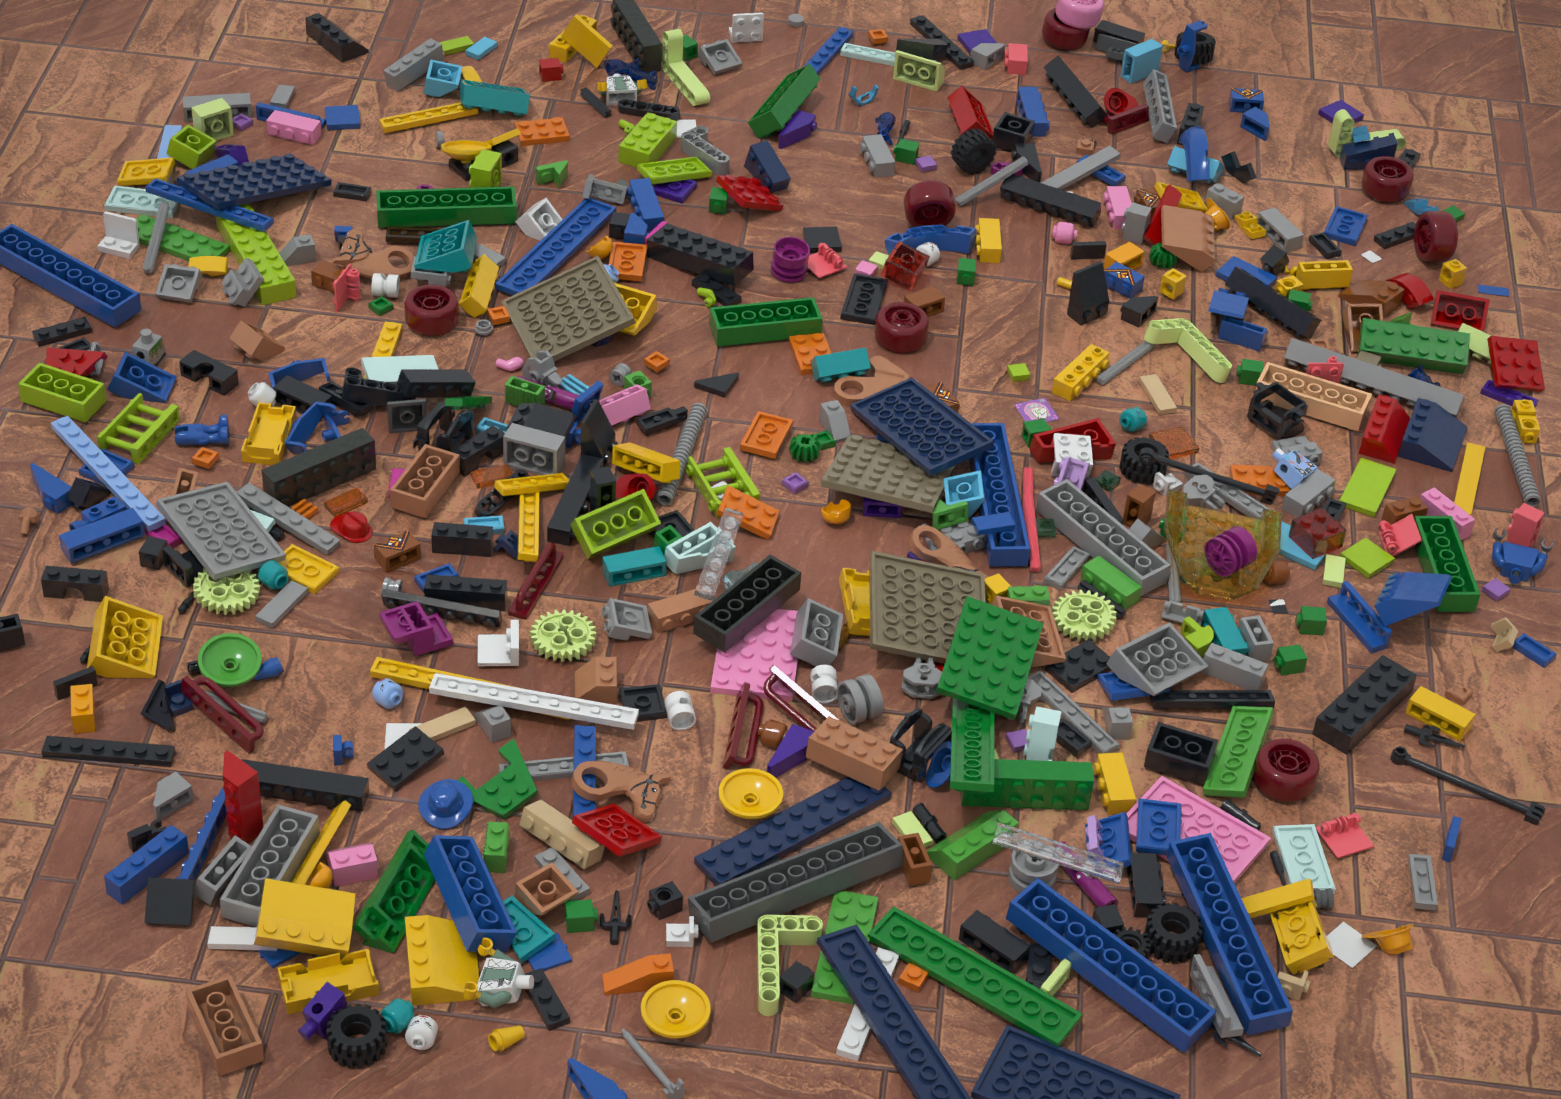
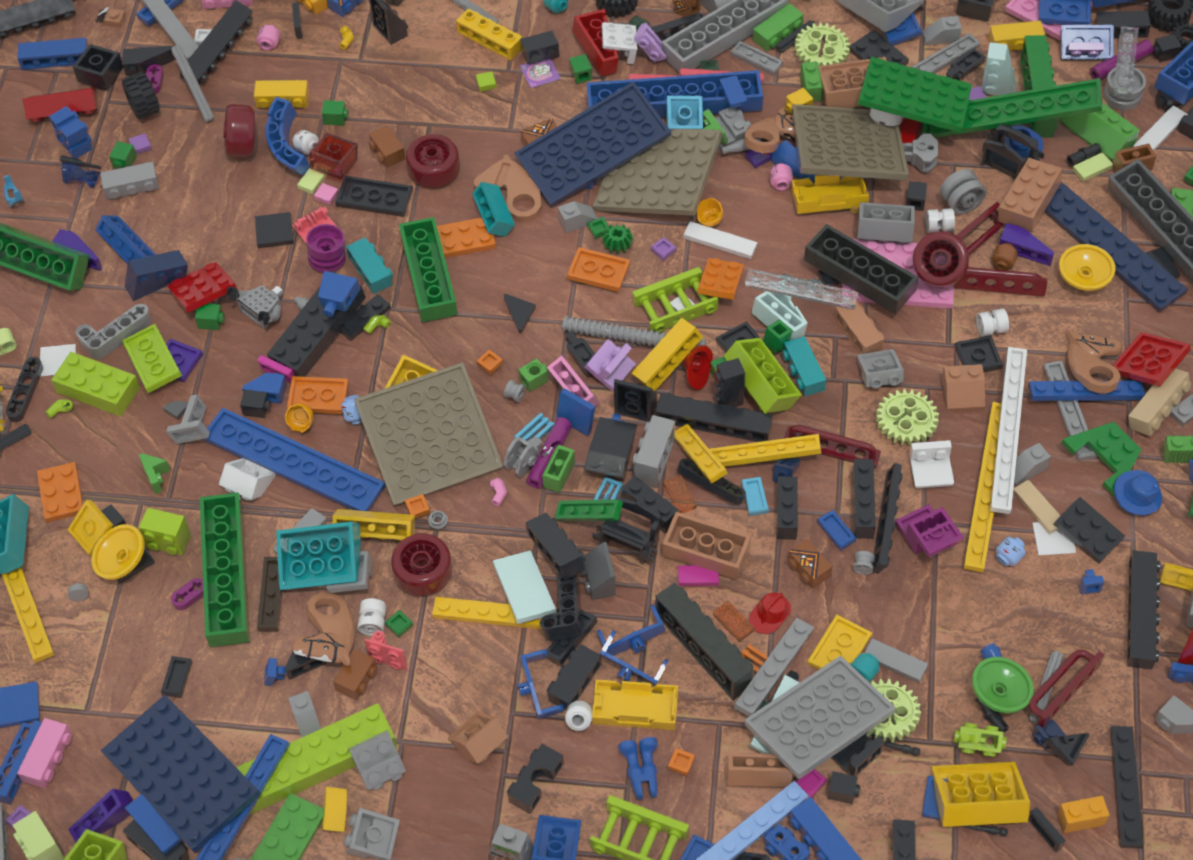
camera: 85 degrees left, 15 degrees up
(179, 644) = (972, 739): none -> lime brick
(643, 430) = (610, 363): none -> lavender bracket
(645, 202) = (215, 380): blue brick -> none
(719, 246) = (337, 292): none -> blue torso
(730, 226) = (258, 304): none -> light grey torso
(750, 656) = (937, 245): none -> dark red wheel
(776, 288) = (369, 265): none -> teal brick
(804, 523) = (720, 240): none -> white tile
(807, 153) = (122, 238): none -> blue fence
(861, 666) = (916, 195): none -> black brick
(928, 117) = (71, 132): none -> blue brick
(967, 898) = (1162, 128): none -> white tile
(1064, 405) = (539, 47): none -> black brick

